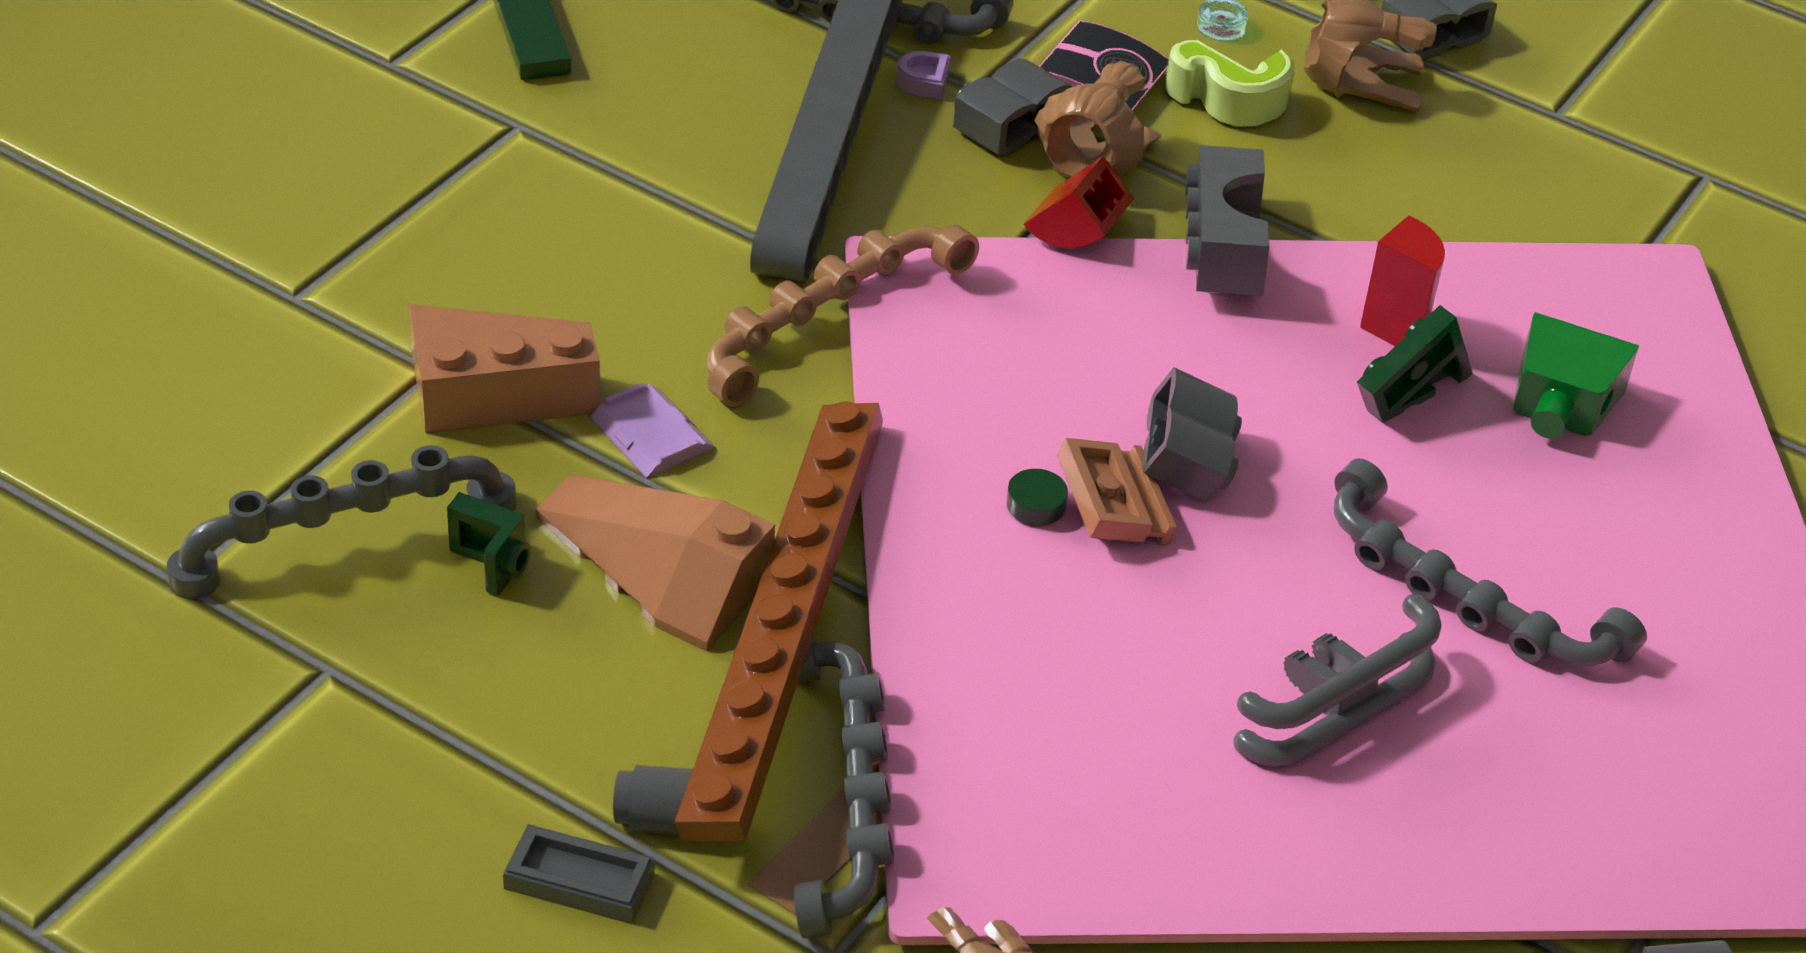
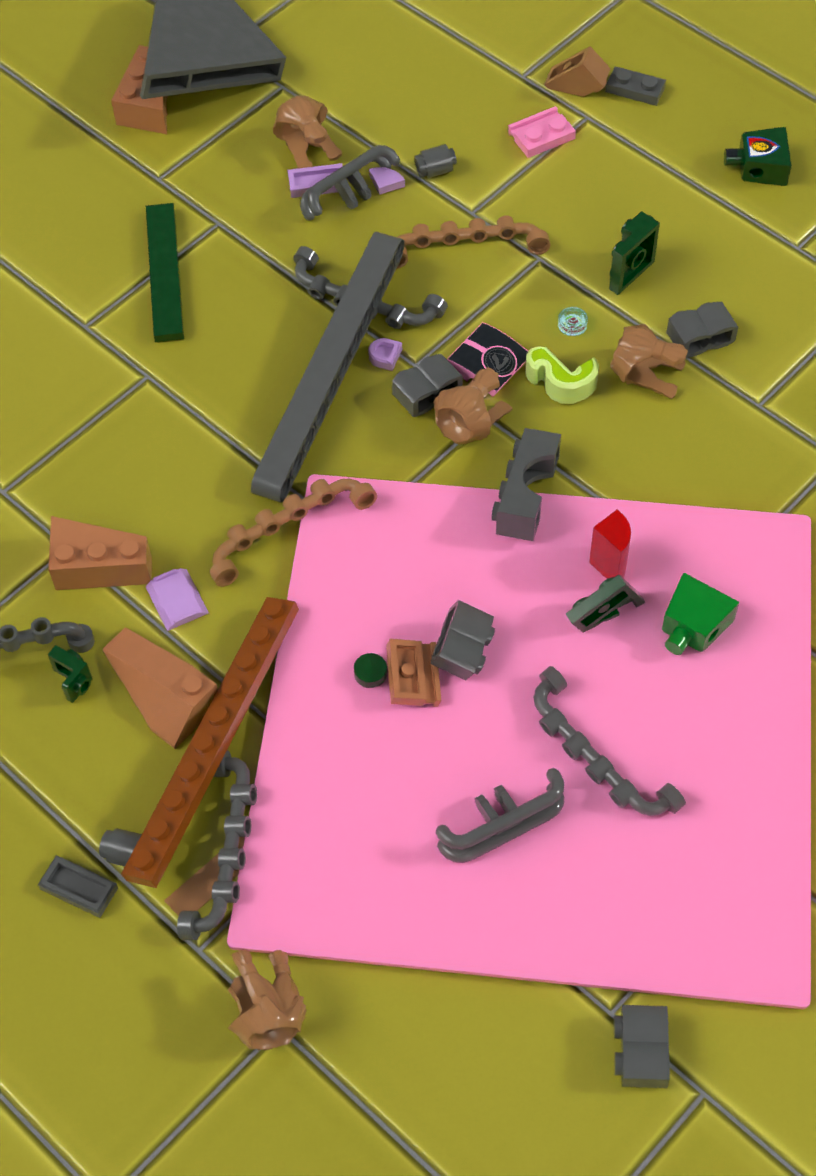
camera: 15 degrees right, 15 degrees up
(1081, 207) = (446, 466): red brick -> none

